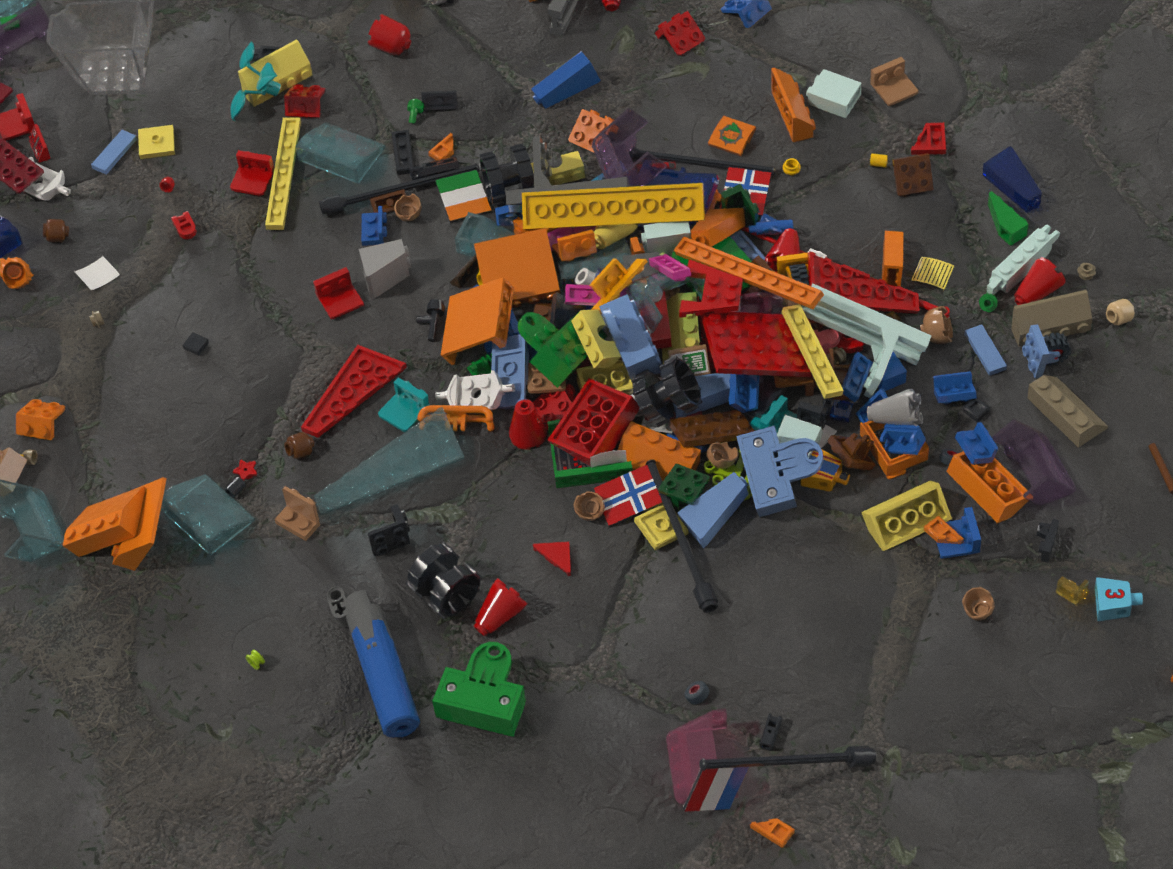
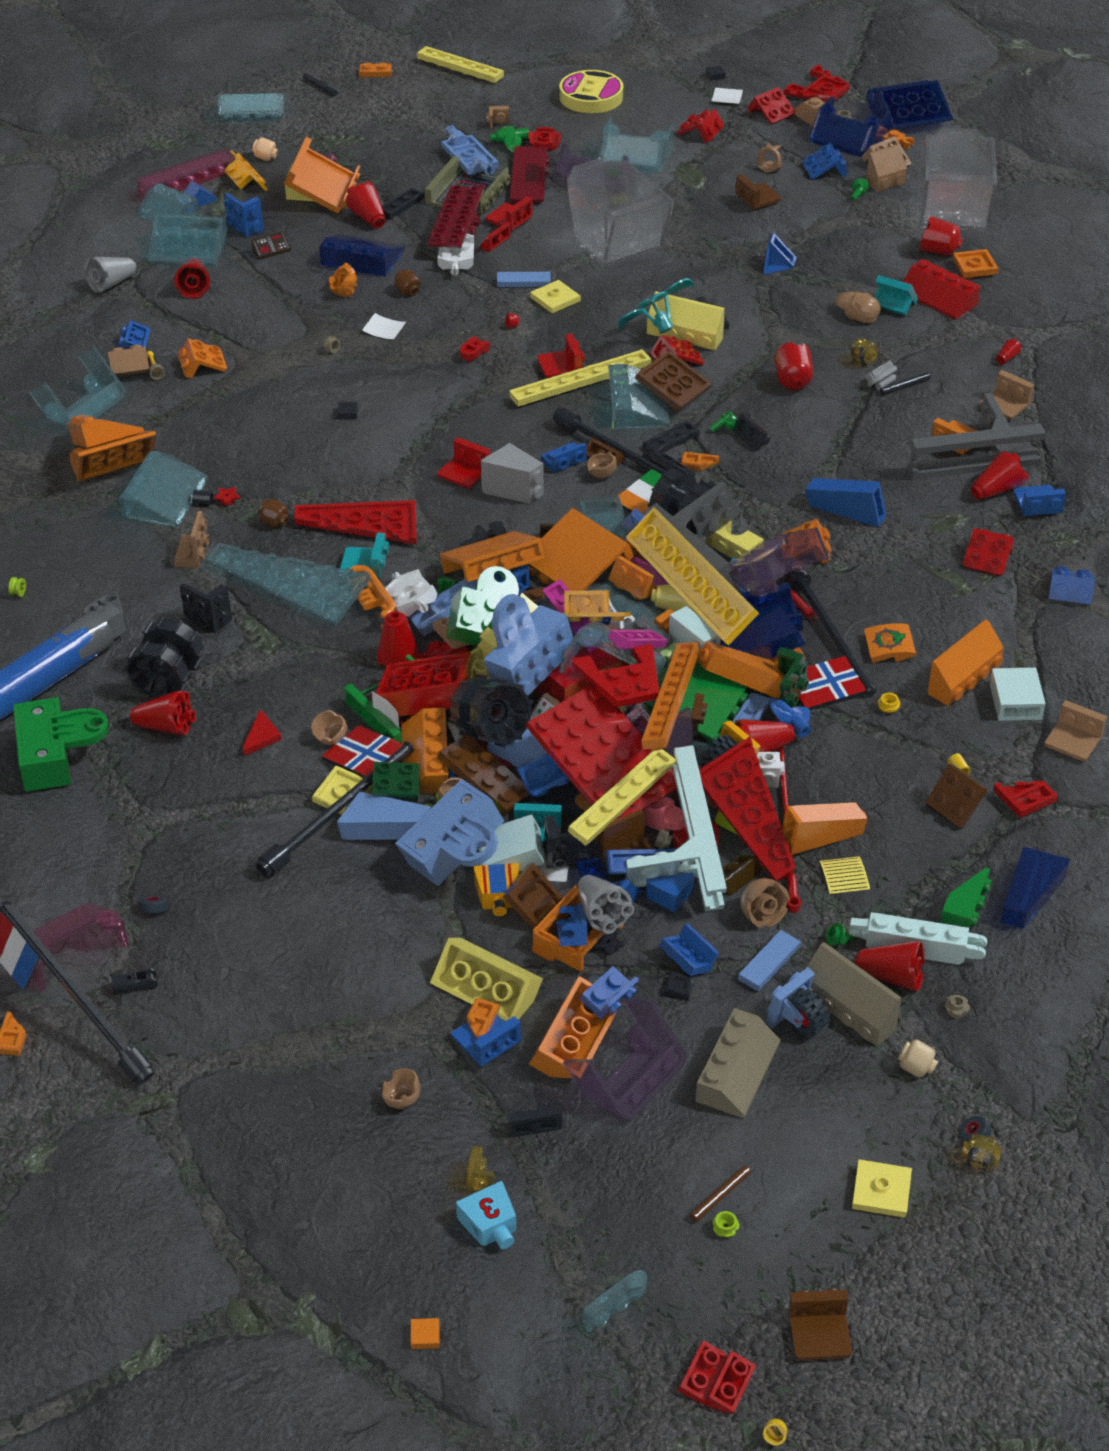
camera: 55 degrees right, 10 degrees down
(344, 116) = (673, 381): none -> reddish brown plate

